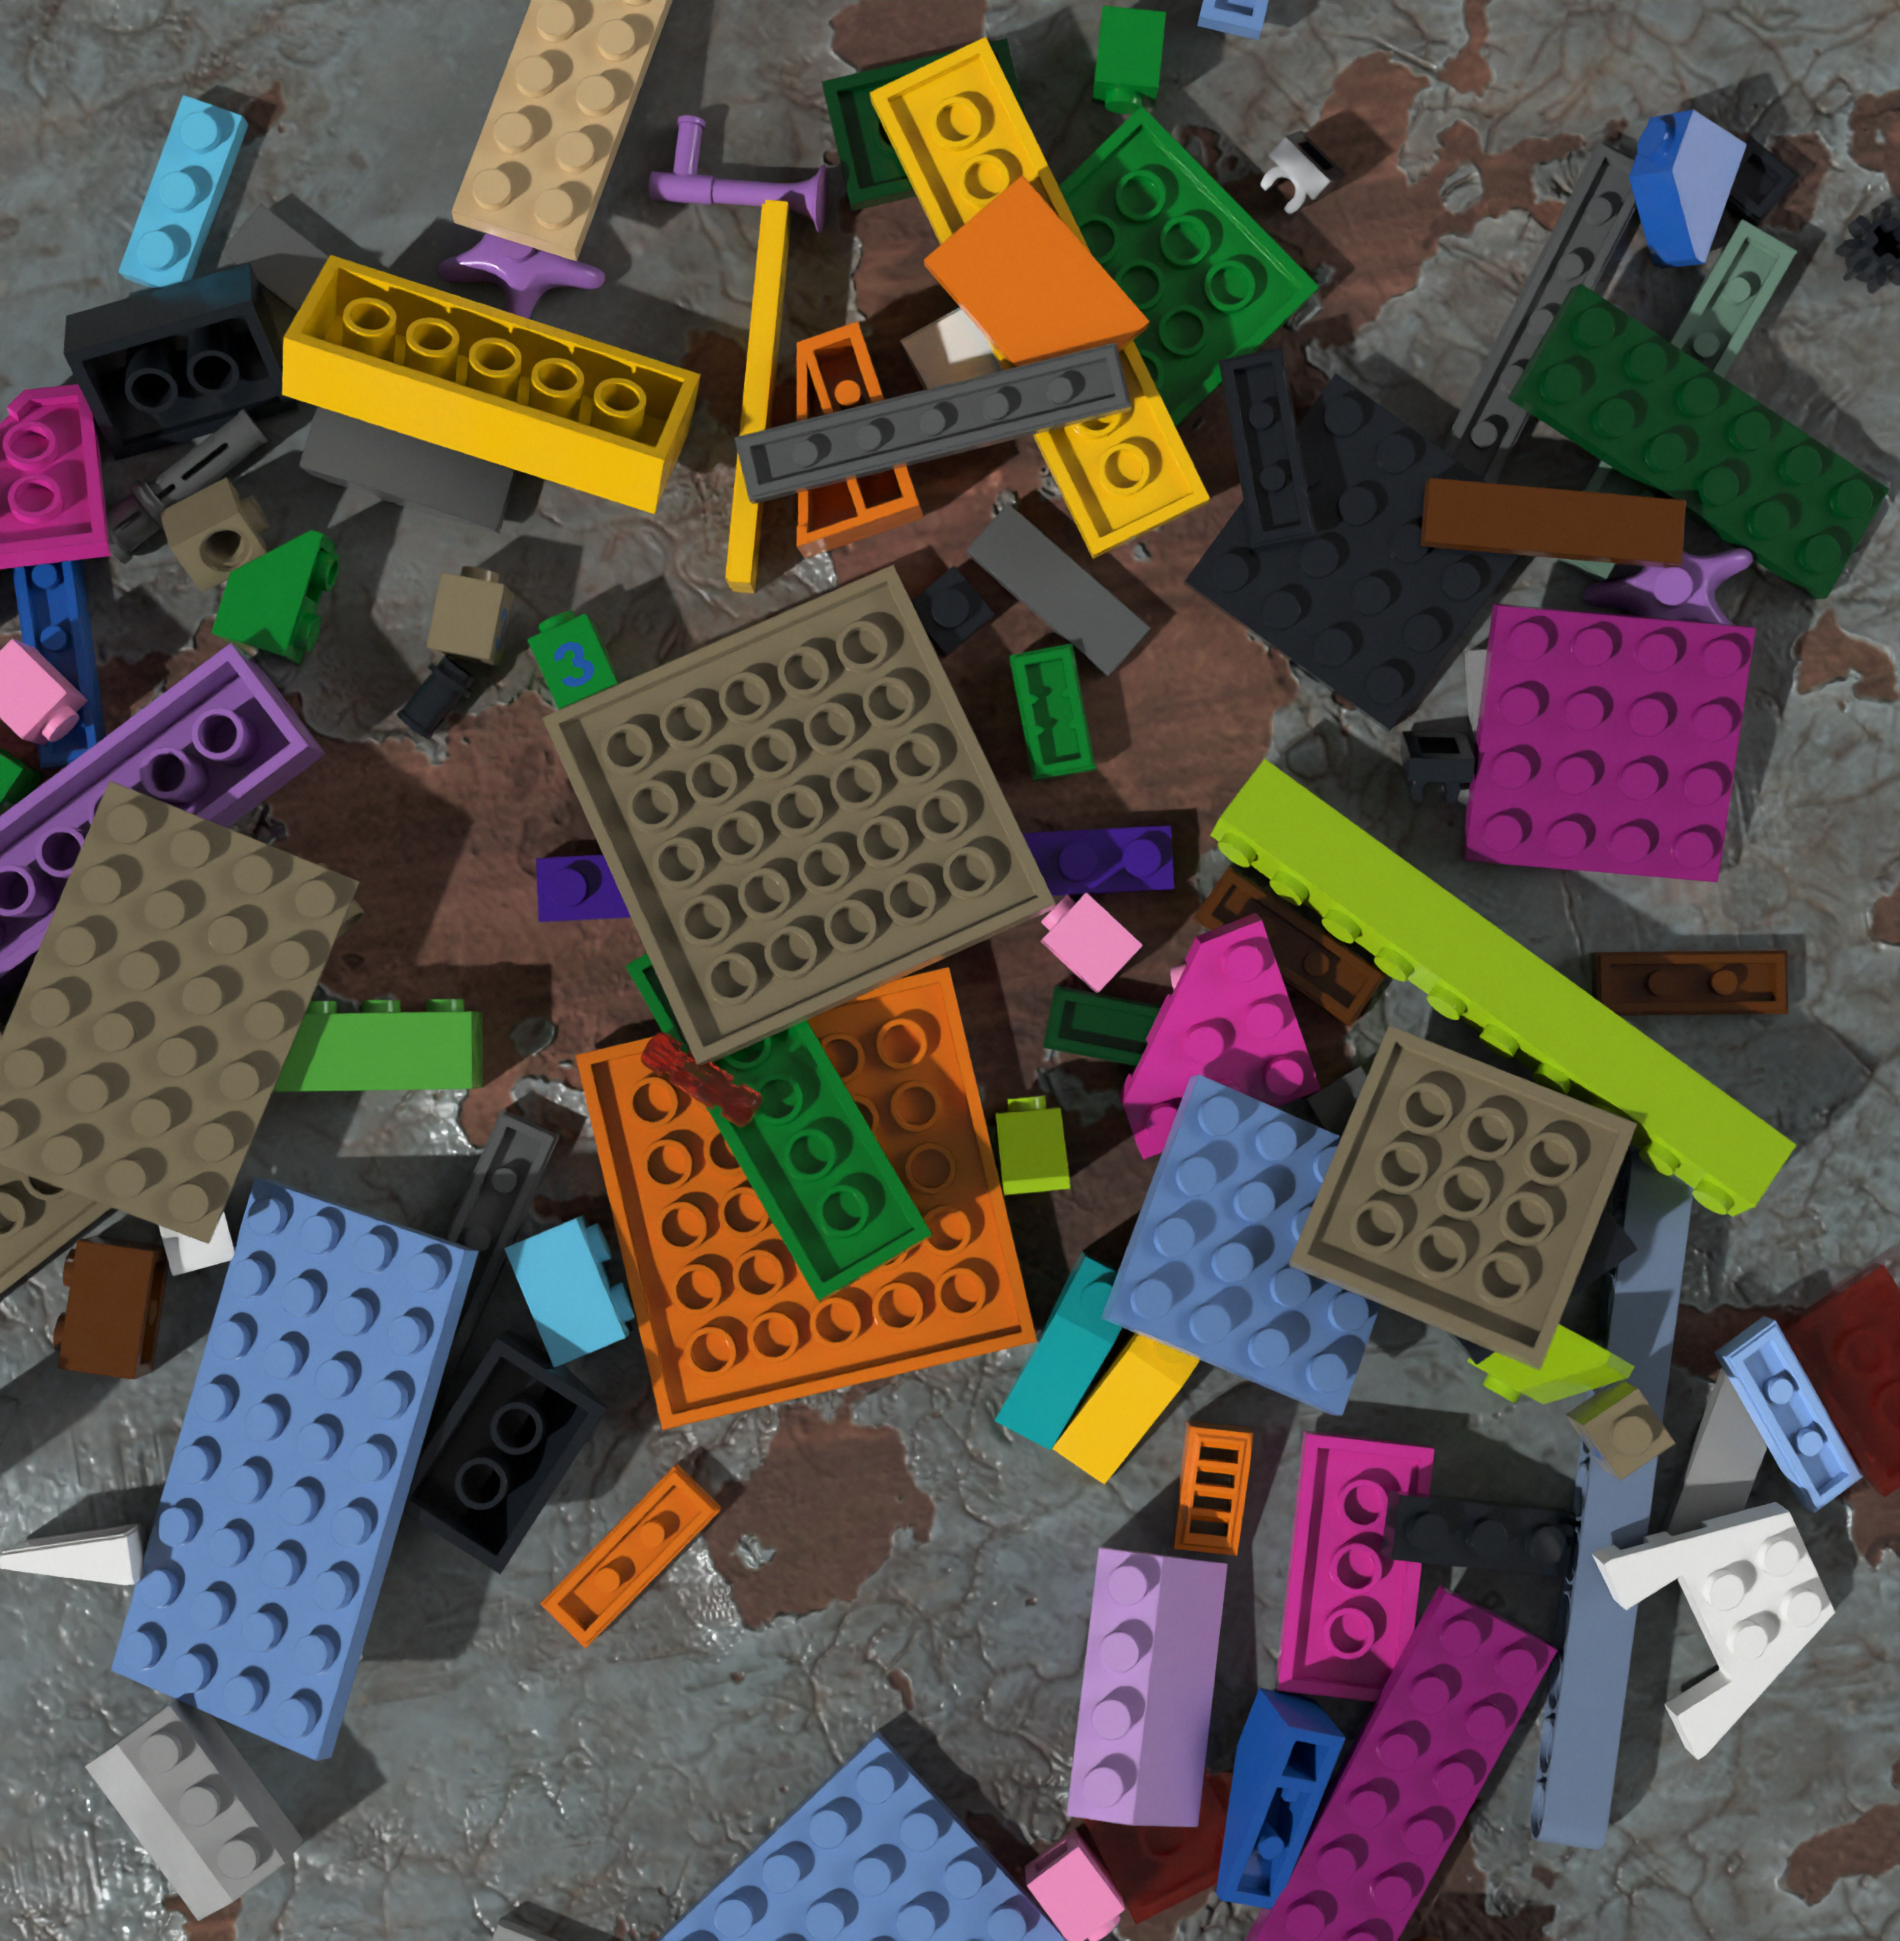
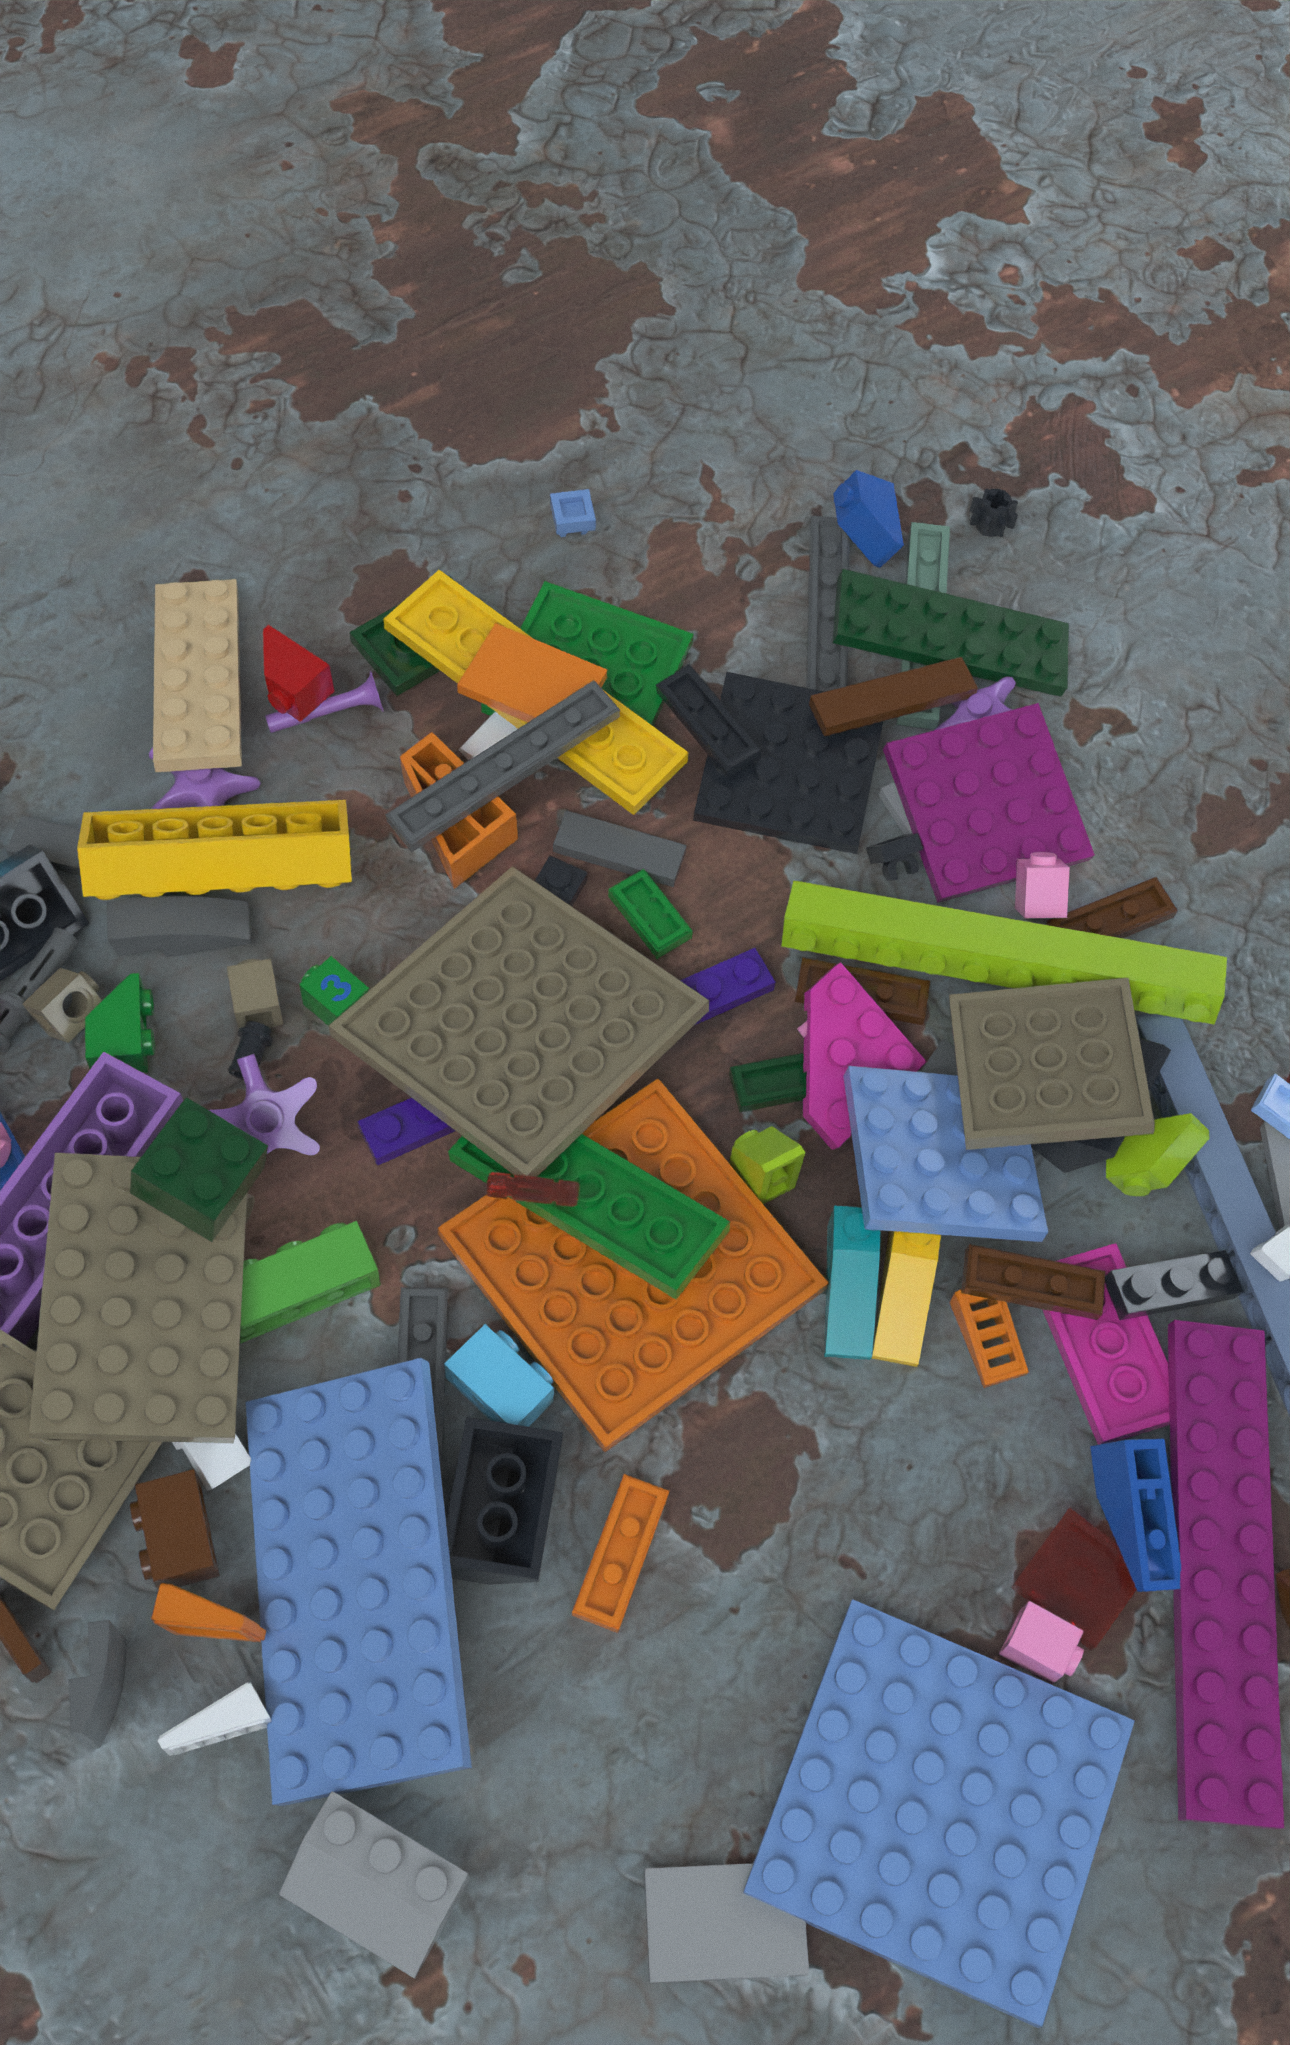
camera: 35 degrees left, 25 degrees down
(99, 1423) = (195, 1616): none -> orange slope
(275, 889) = (198, 1169): none -> dark green brick
(415, 808) = (271, 1113): none -> medium lavender animal
(702, 134) = (294, 675): none -> red slope
(759, 385) = (384, 802): yellow tile -> none
(1088, 940) = (738, 1030): bright pink brick -> none
(1128, 58) = (524, 561): green brick -> none
(1147, 1689) = (1015, 1475): lavender slope -> none
(1294, 1461) = (1033, 1282): none -> reddish brown tile
(1305, 166) = (652, 580): tile -> none
(1609, 910) = (1042, 886): none -> bright pink brick
(1620, 1429) = (1222, 1165): dark tan brick -> none
(1758, 183) = (910, 506): black tile -> none

